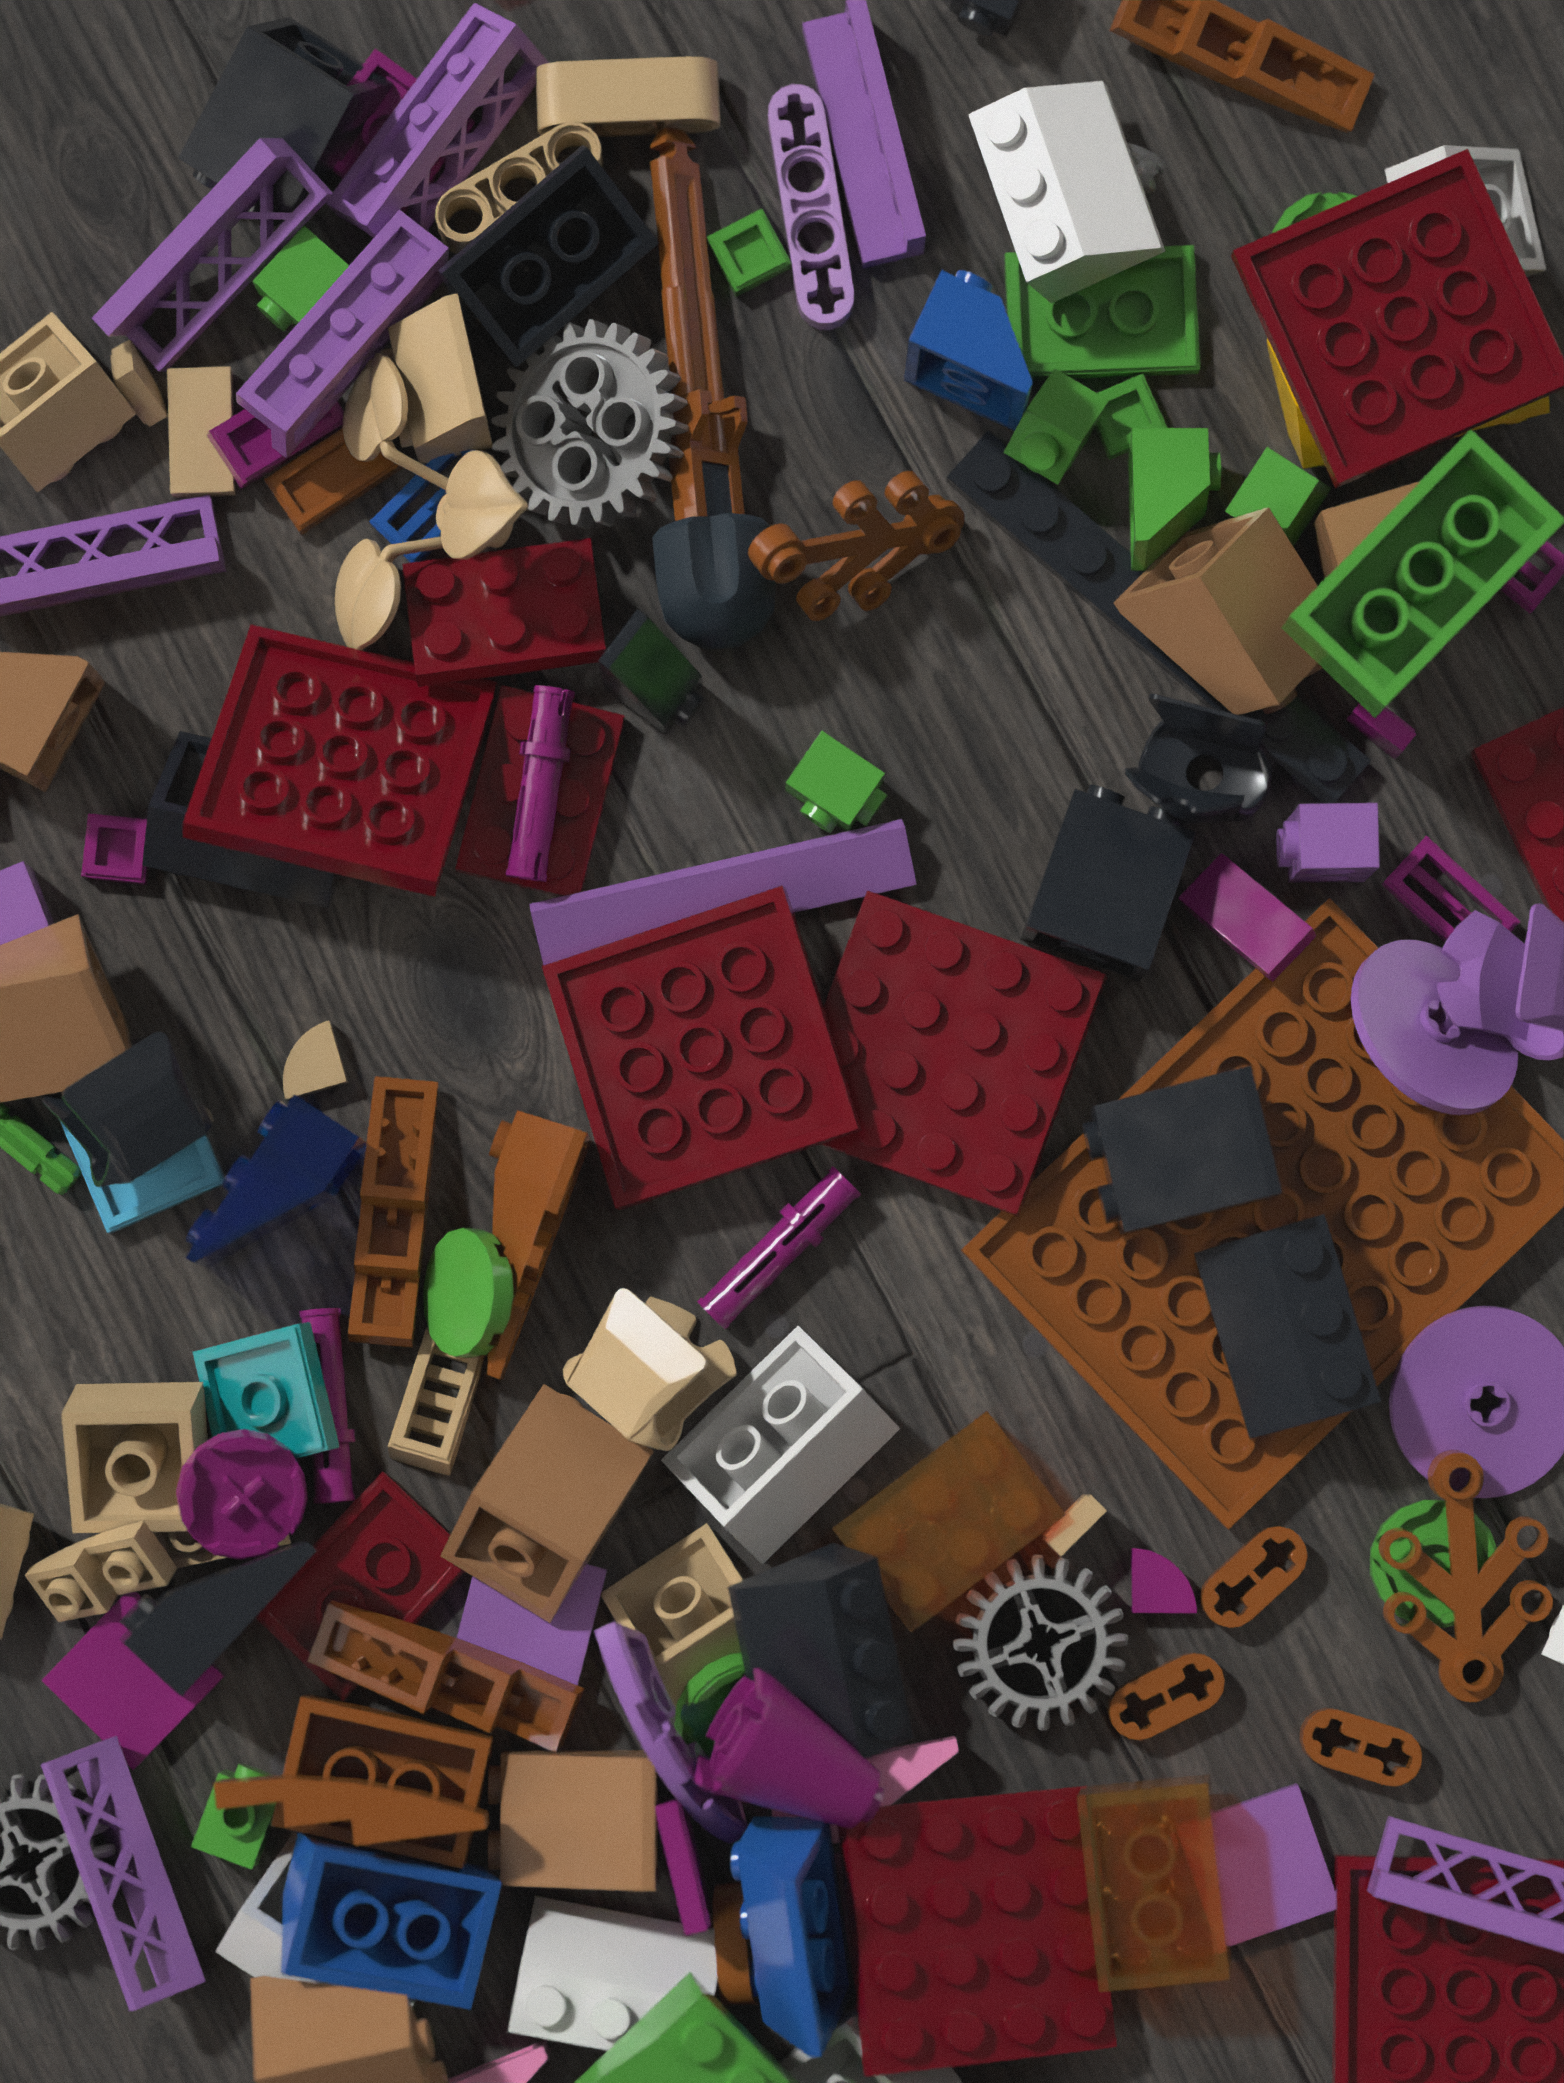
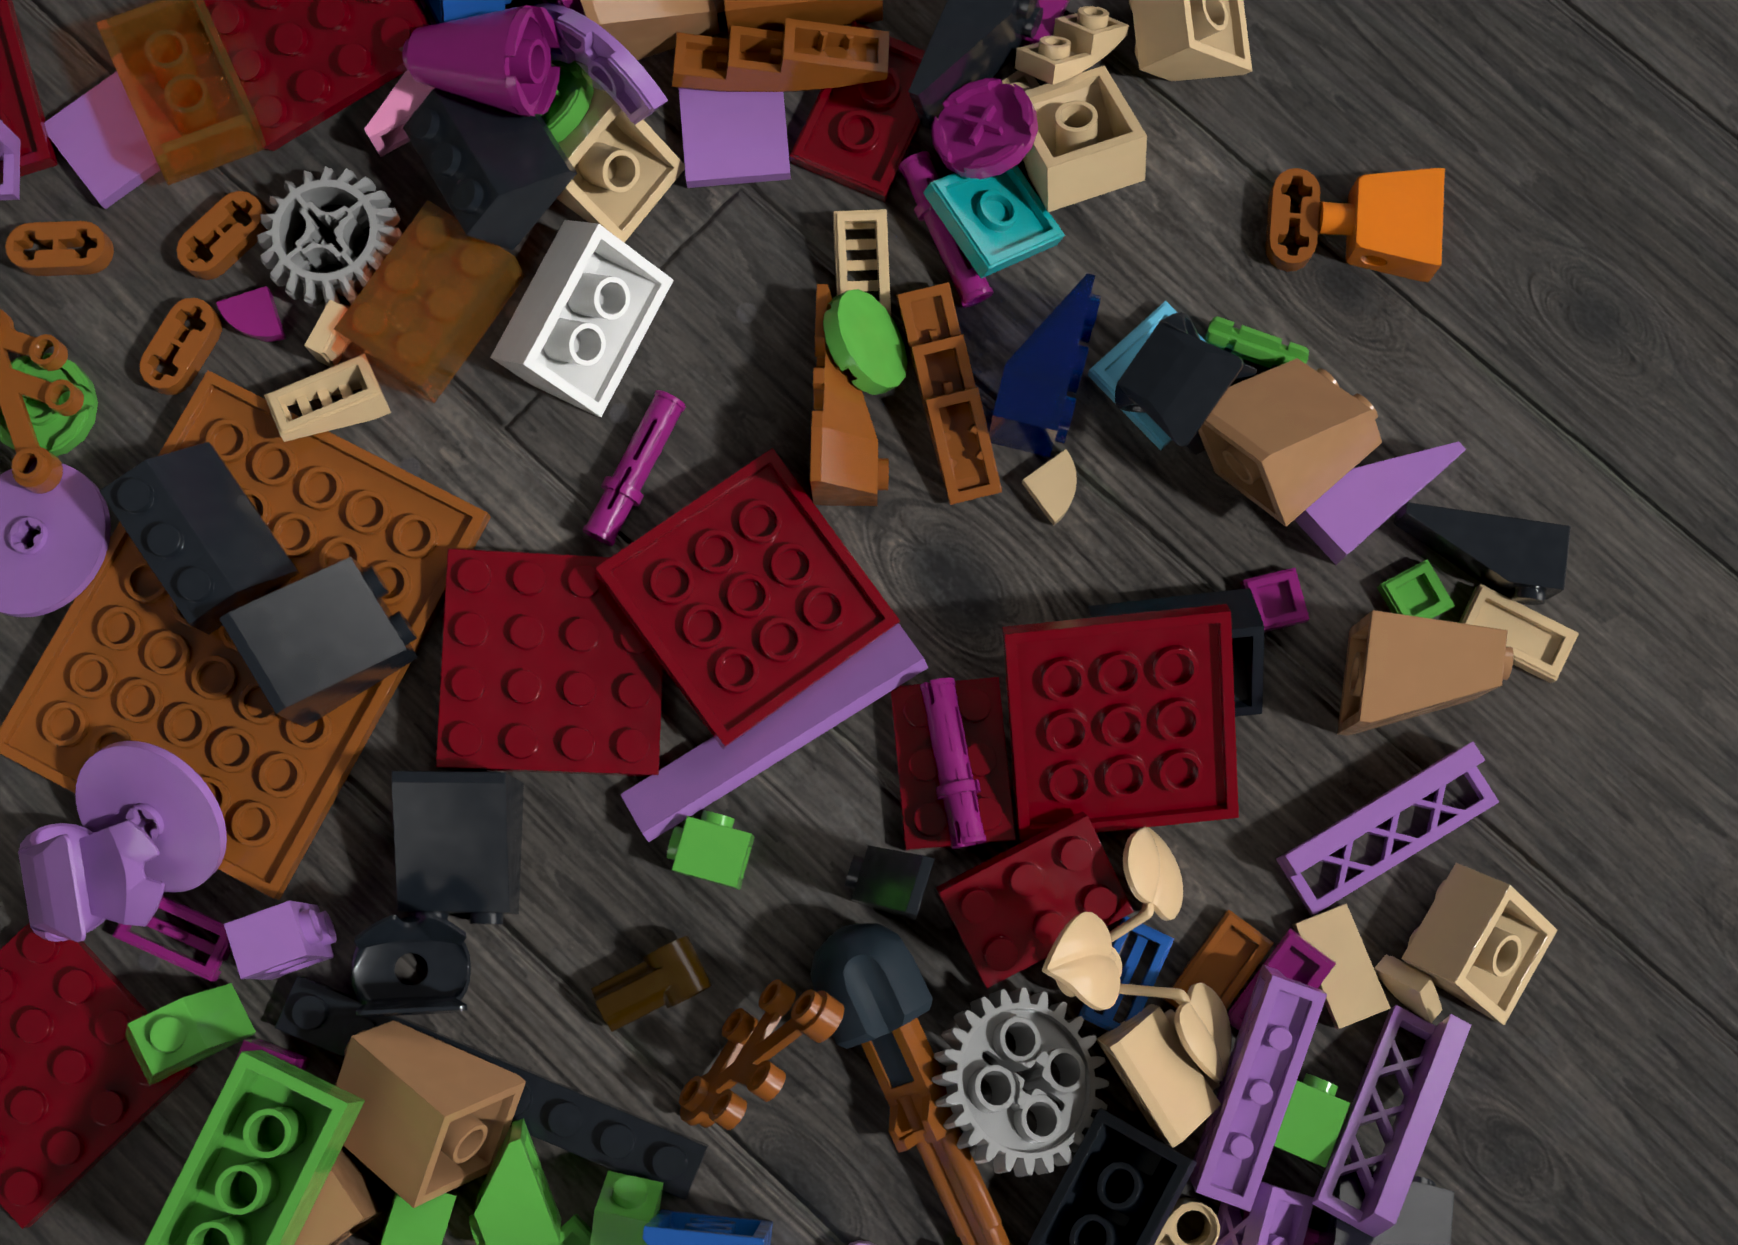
camera: 165 degrees right, 5 degrees down
(545, 1503) = (745, 210): medium nougat slope -> none
(646, 1369) = (702, 331): tan piece -> none
(930, 667) = (661, 980): none -> dark brown piece
(1081, 1467) = (333, 415): none -> tan slope
(1247, 917) = (337, 859): magenta tile -> none
(1463, 781) = (188, 1031): none -> bright green slope

